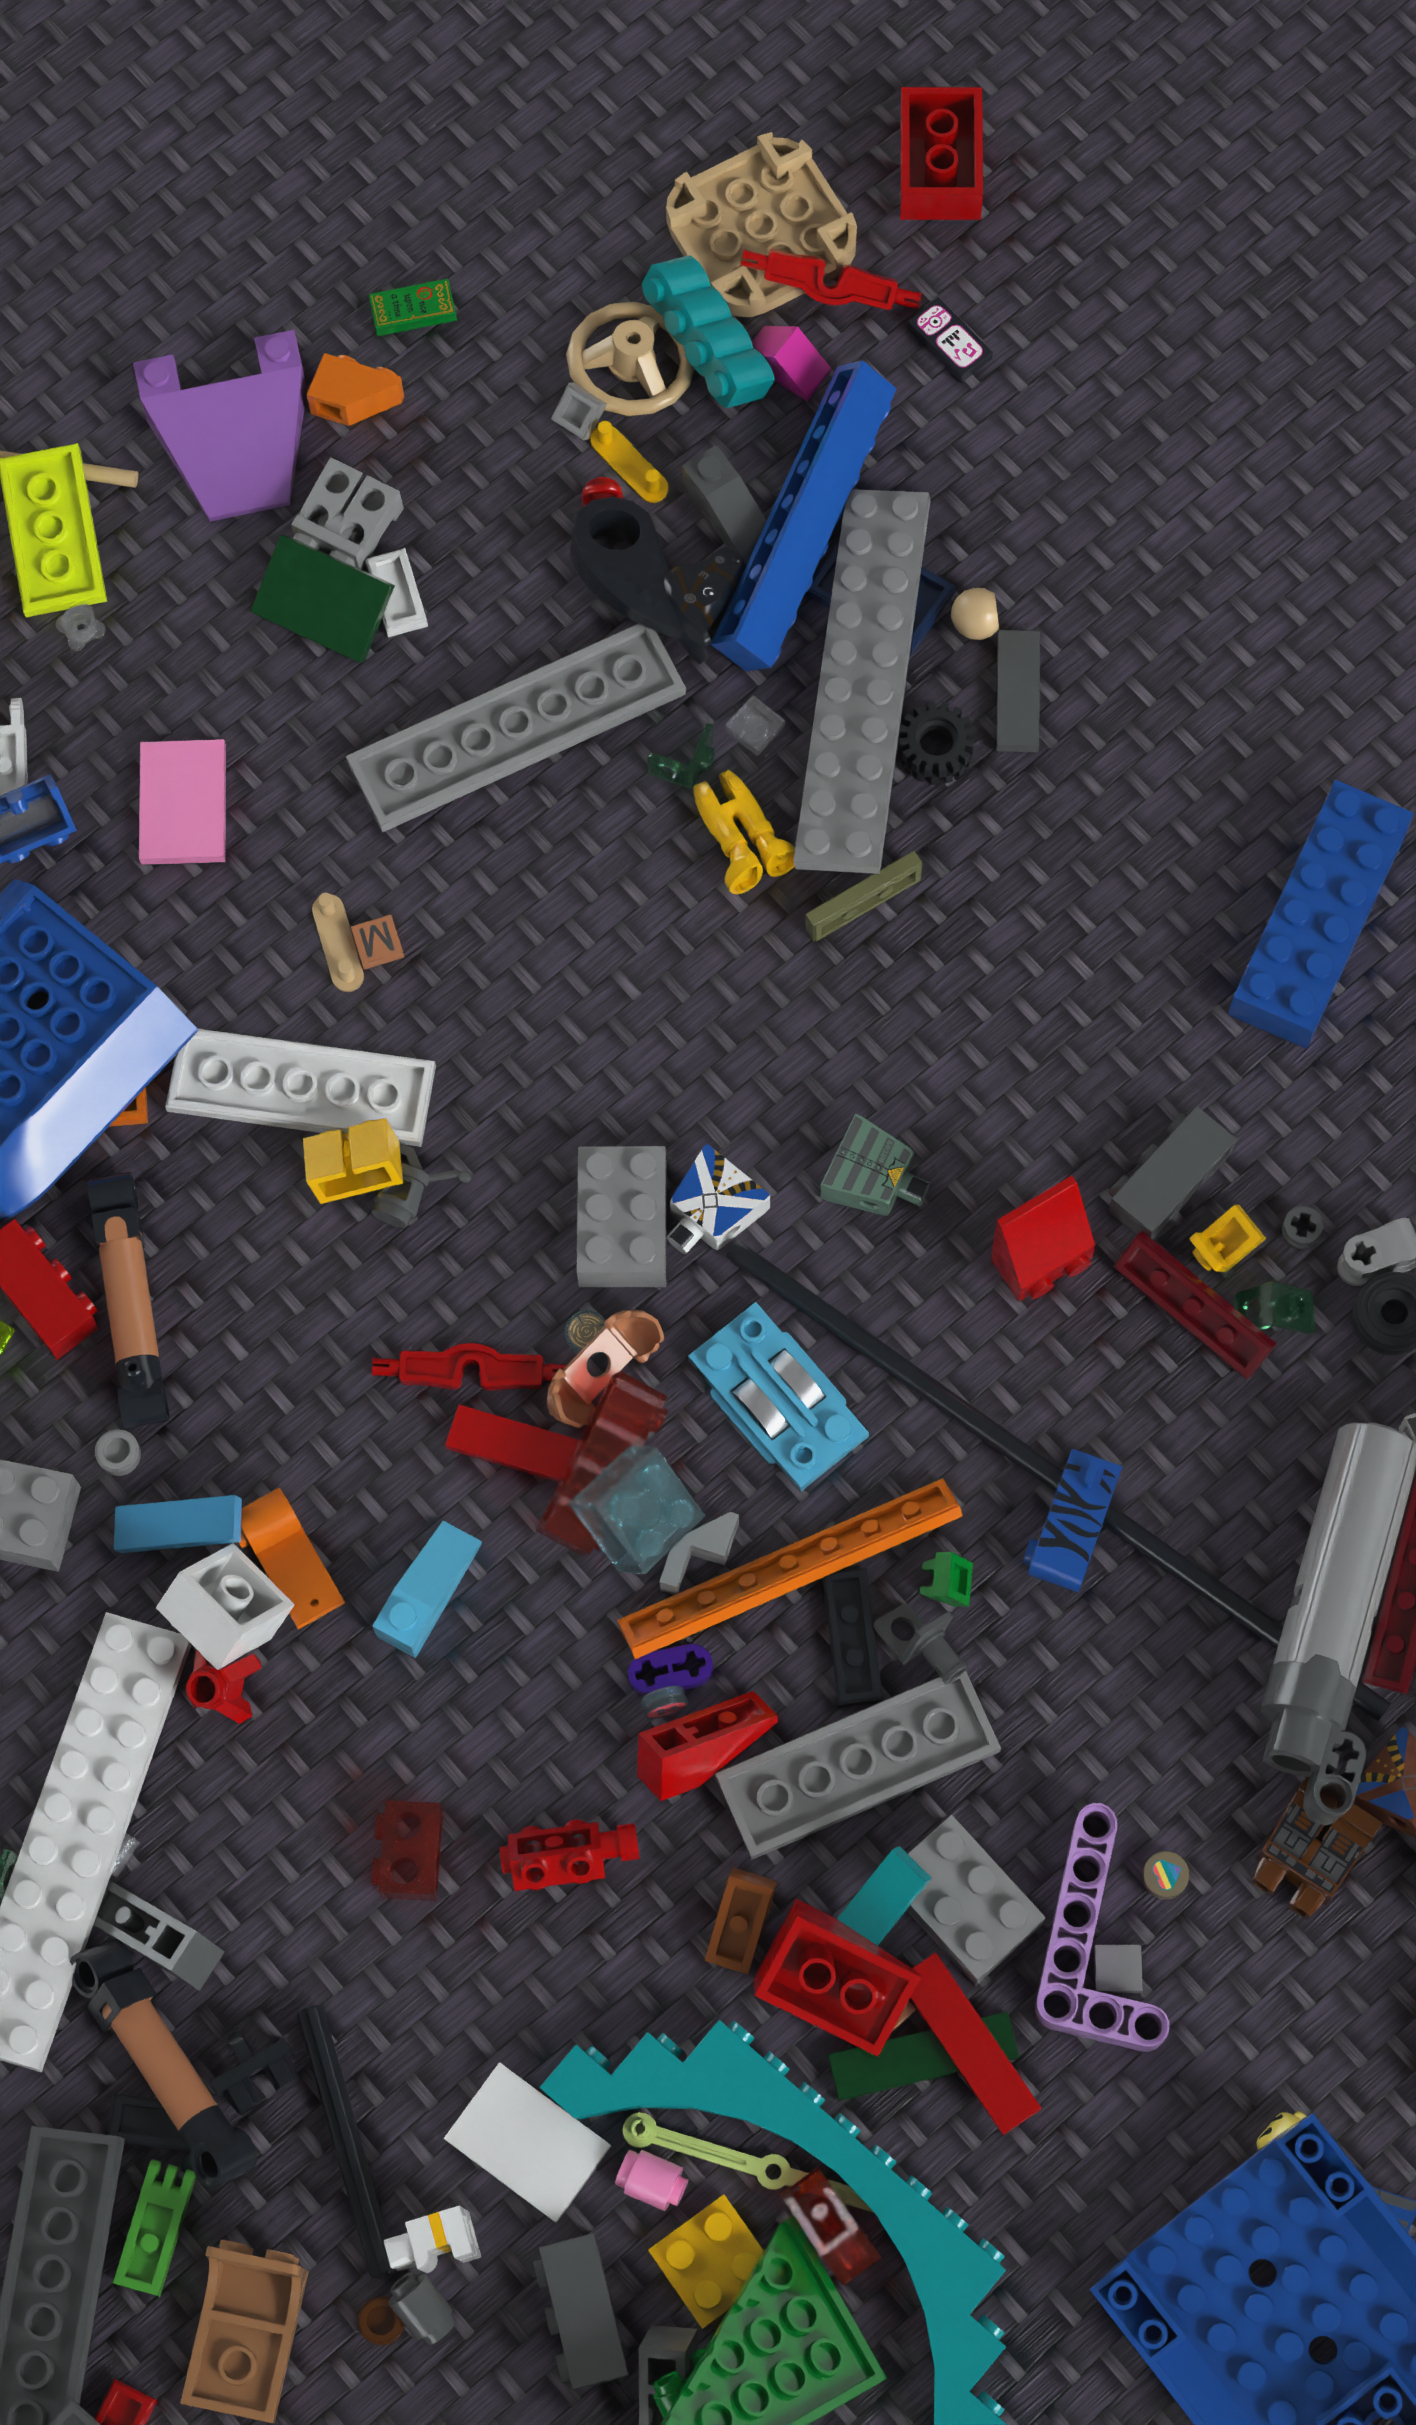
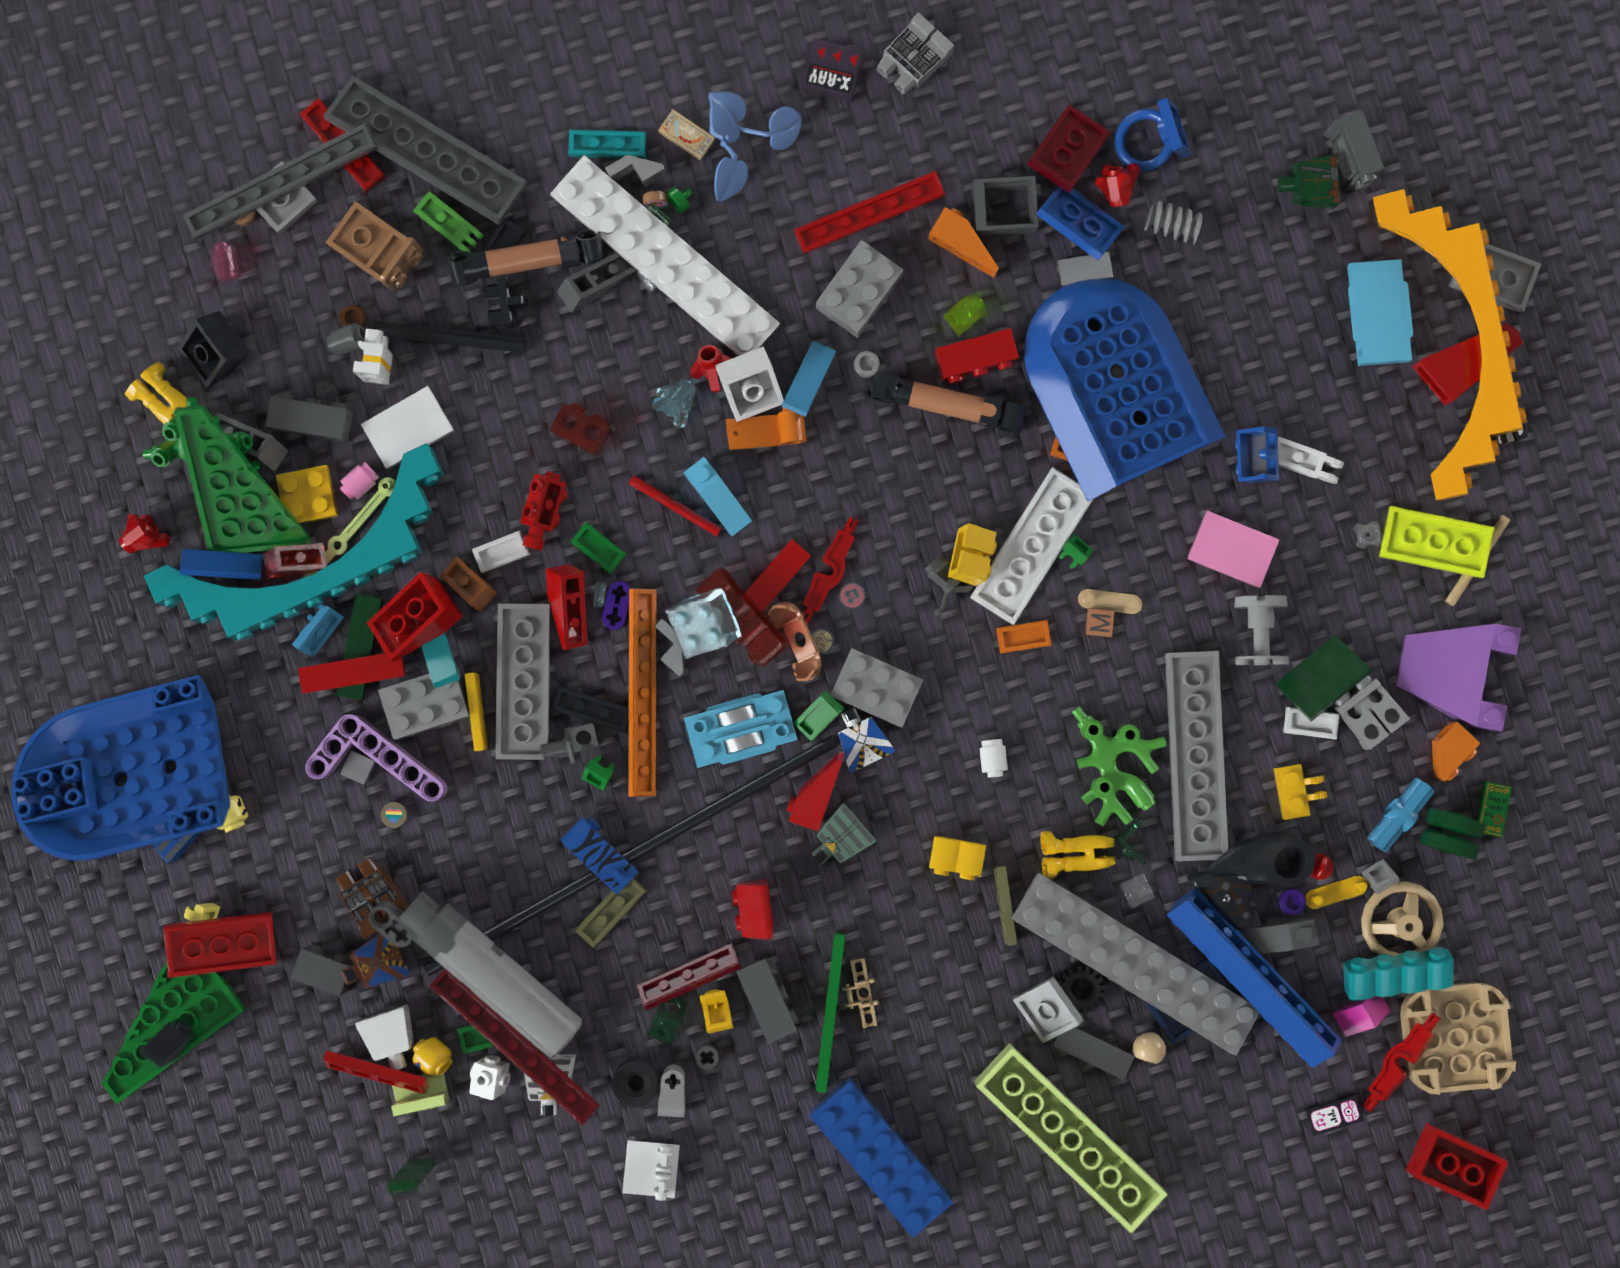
camera: 115 degrees right, 15 degrees up
(274, 712) = (1260, 620): none -> light grey piece
(278, 1017) = (1077, 550): none -> green tile
(300, 1717) = (676, 401): none -> clear light blue rock
(446, 1041) = (1023, 636): none -> orange tile
(470, 1650) = (675, 506): none -> red bar
(471, 337) = (1452, 833): none -> dark green wheel
(476, 420) = (1400, 814): none -> dark azure piece
(495, 1318) = (852, 595): none -> clear light blue tile
(508, 577) = (1293, 793): none -> yellow hinge
(579, 851) = (1104, 758): none -> bright green plant
(590, 1742) = (598, 548): none -> green tile
(651, 1004) = (993, 758): none -> white brick
(665, 1895) = (500, 552): none -> white tile
(671, 514) = (1292, 901): none -> dark purple tile
(704, 1281) = (818, 716): none -> tile
(824, 993) = (957, 856): none -> yellow brick
(826, 1232) = (814, 795): none -> red slope
(891, 2346) = (221, 564): none -> blue tile
(929, 1819) = (476, 711): none -> yellow tile
(942, 2137) = (318, 630): none -> dark azure plate
(989, 770) = (1048, 1009): none -> light grey plate
(1086, 1056) = (858, 985): none -> tan piece
(1144, 1076) = (830, 1012): none -> green tile
(1158, 666) = (1070, 1138): none -> yellowish green brick
(1158, 1470) = (609, 912): none -> olive tile

